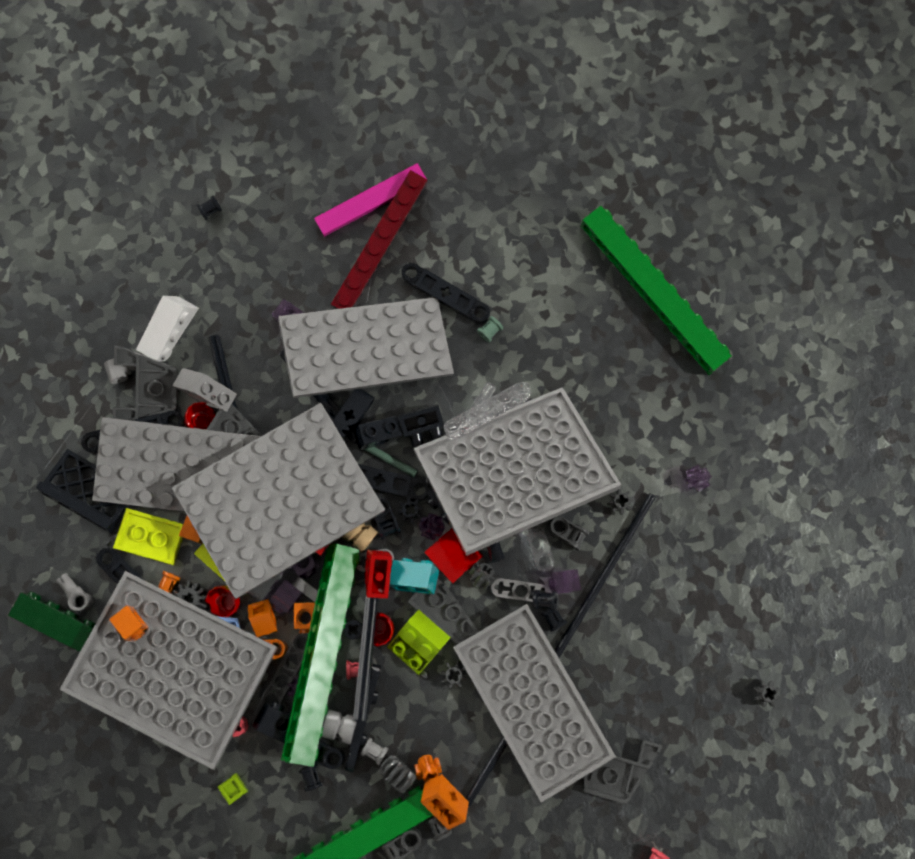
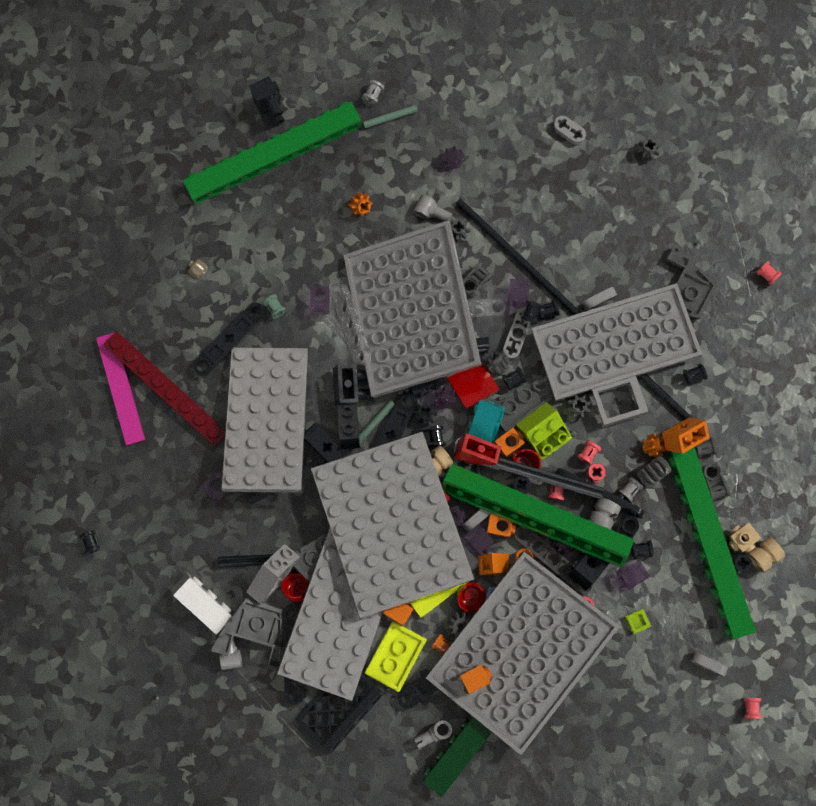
camera: 70 degrees left, 0 degrees up
(279, 773) = (632, 575): none -> clear purple brick
(377, 709) = (595, 467): none -> coral bush
(389, 603) = (507, 451): none -> orange brick
(405, 696) = (589, 452): none -> coral bush
(469, 597) = (514, 378): none -> black bush
(477, 738) = (637, 397): none -> light grey window
(504, 381) = (323, 306): none -> clear purple brick
(513, 244) = (197, 268): none -> dark tan piece
(518, 798) = (690, 379): none -> black bush
(579, 673) = (600, 299): none -> light grey beam
(622, 391) = (360, 204): none -> orange gear
(636, 463) = (427, 208): none -> light grey pin
(711, 269) = (266, 98): none -> black brick
(727, 402) = (390, 116): none -> sand green bar
(743, 374) = (377, 87): none -> light grey bush
(769, 601) = (566, 132): none -> light grey beam

